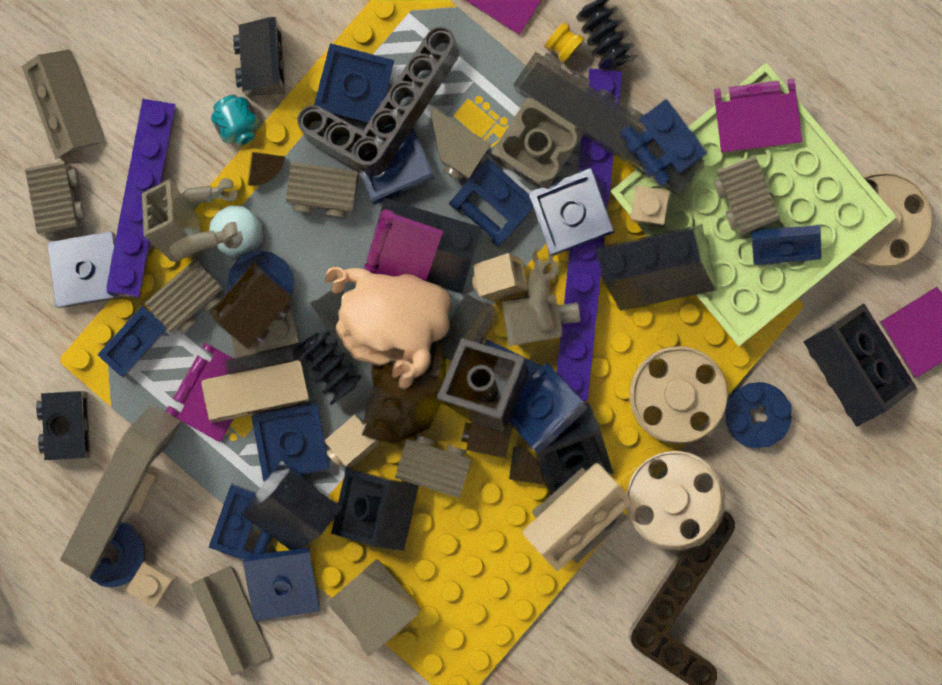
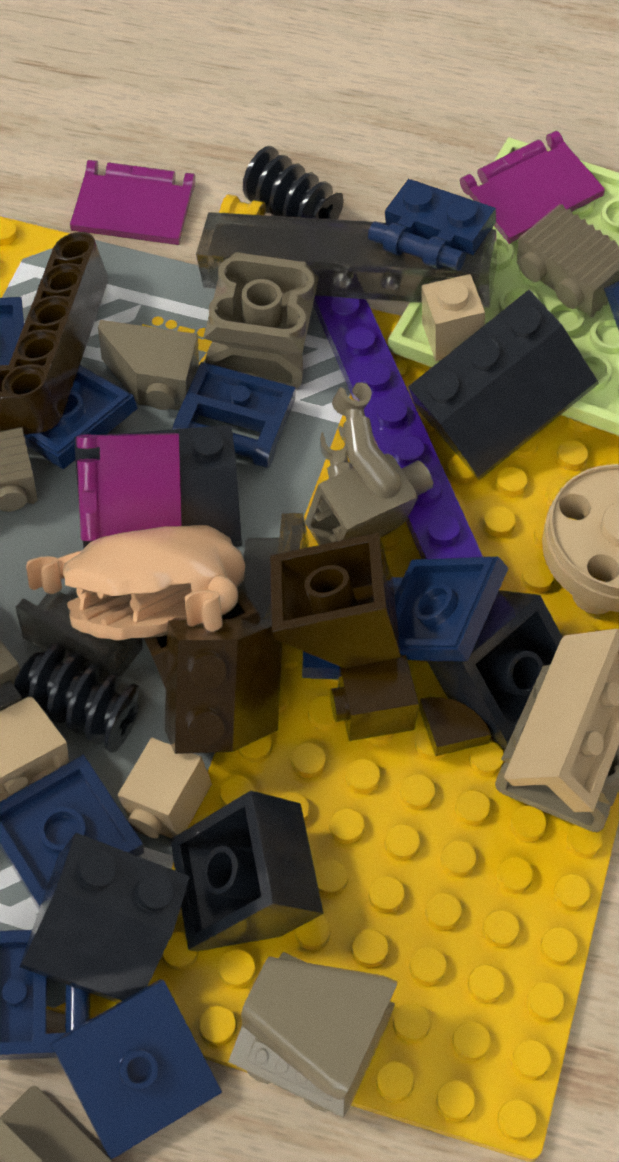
camera: 30 degrees left, 30 degrees down
(433, 467) = (320, 770): dark tan brick -> none
(499, 277) = (282, 484): tan brick -> none
(572, 212) = (349, 353): plate -> none

